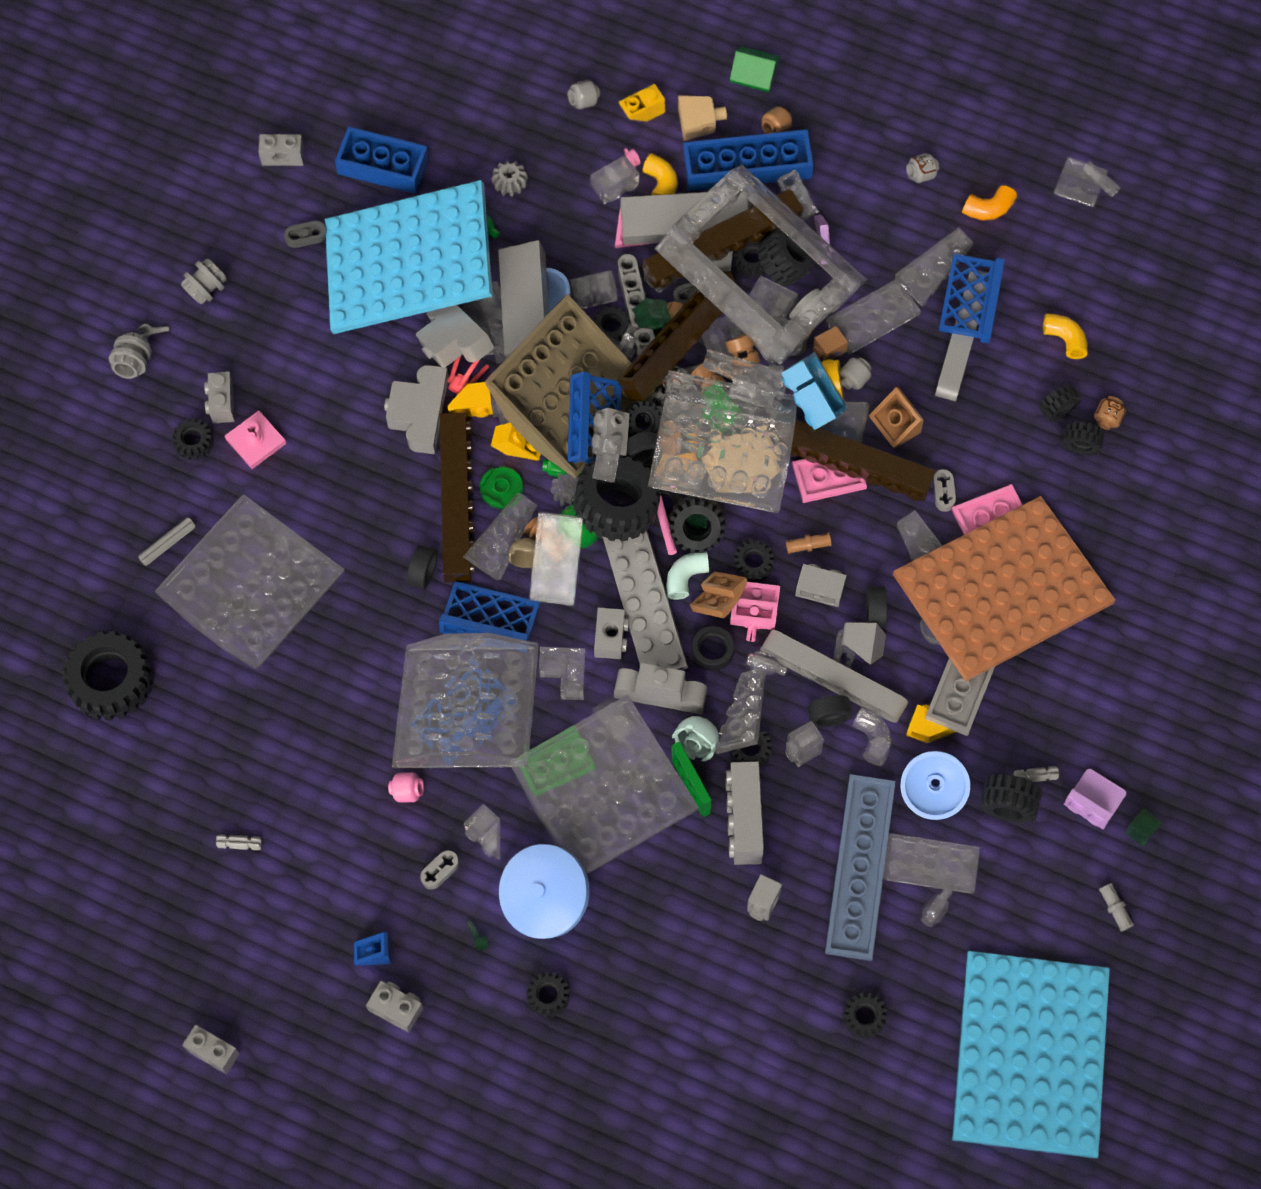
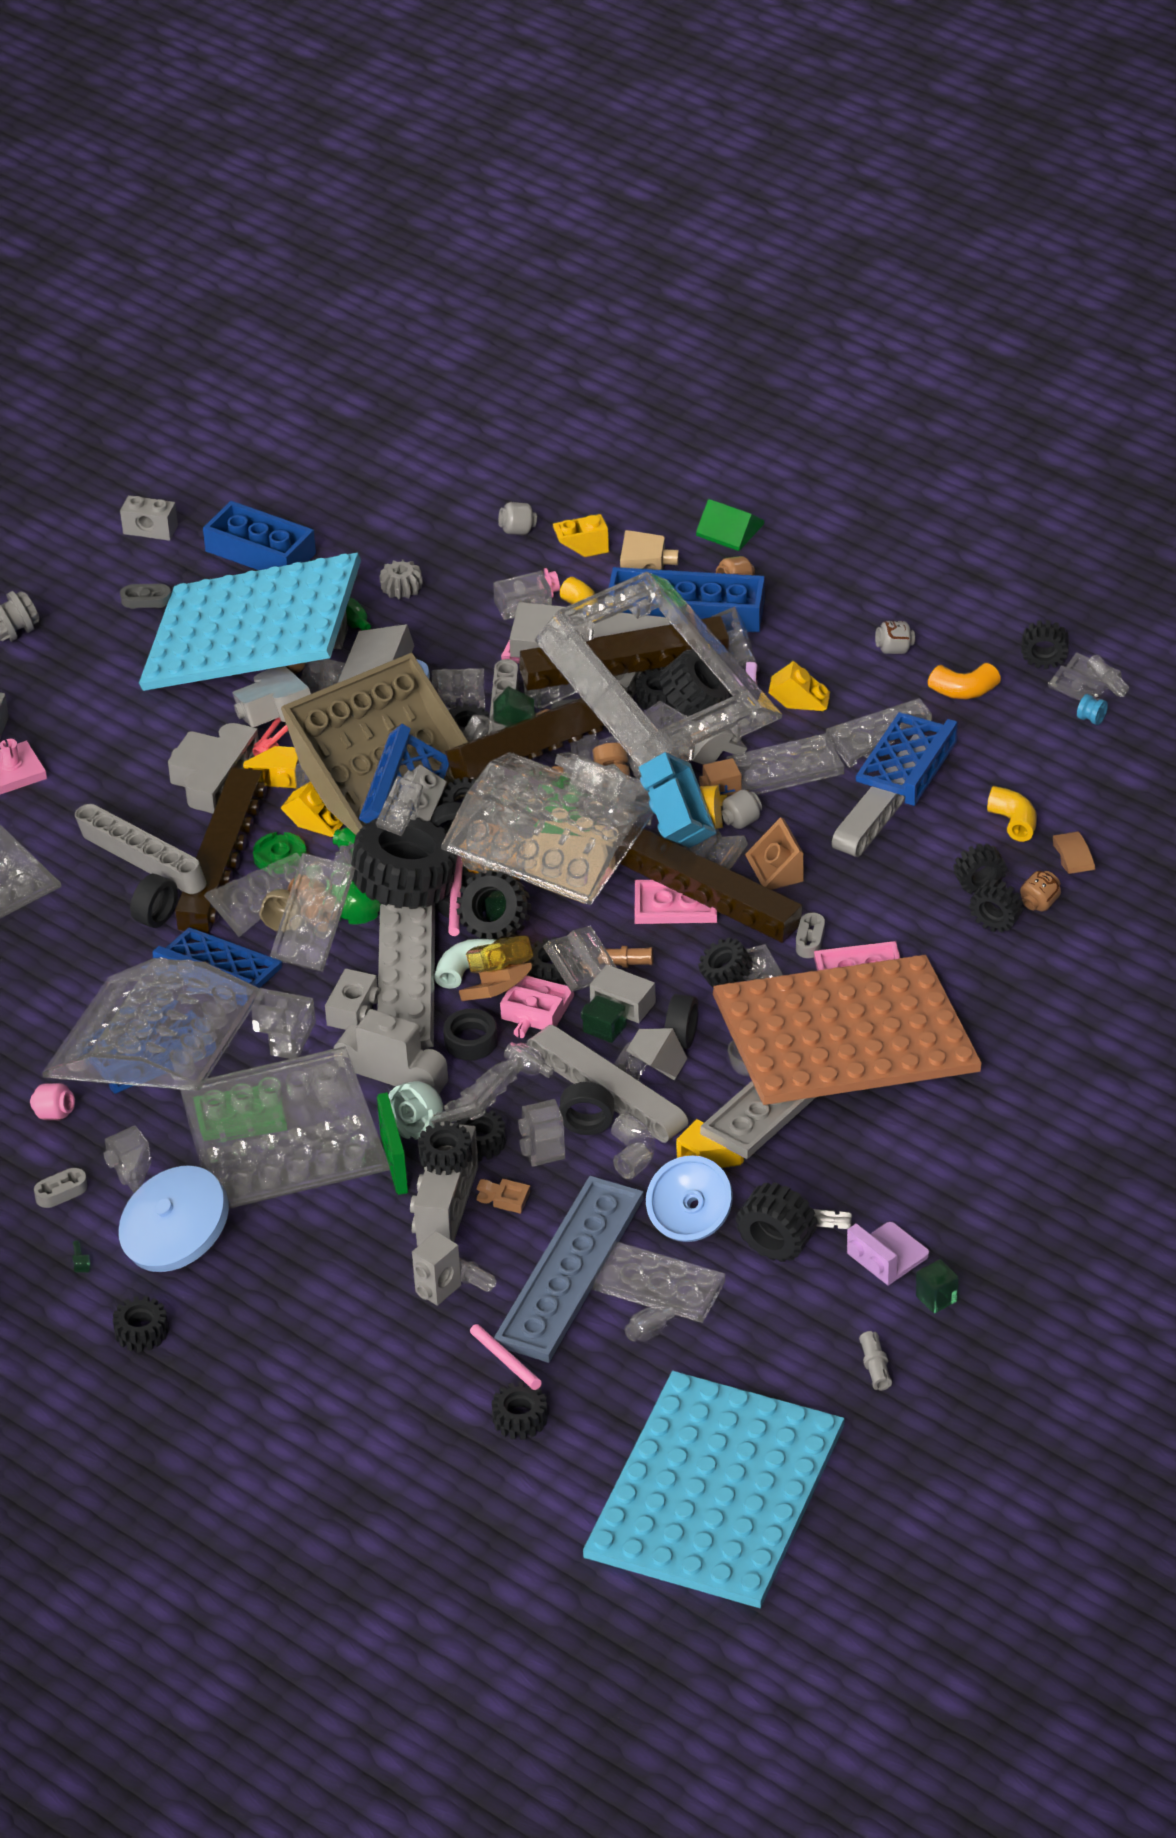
camera: 15 degrees right, 25 degrees down
(400, 521) = (140, 848): none -> light grey beam
(716, 570) = (499, 954): none -> clear yellow brick
(745, 807) = (445, 1136): none -> black tyre
(779, 559) = (578, 957): none -> clear slope
(789, 889) = (473, 1274): none -> clear axle
(792, 804) = (506, 1196): none -> medium nougat plate
(811, 611) = (603, 1018): none -> clear green brick
(841, 969) = (505, 1356): none -> bright pink bar
(863, 238) = (798, 689): none -> yellow slope
(880, 534) = (729, 951): none -> black tyre
(1044, 156) = (1048, 633): none -> black tyre
(1096, 214) = (1092, 709): none -> dark azure wheel
(1123, 366) = (1073, 852): none -> medium nougat slope

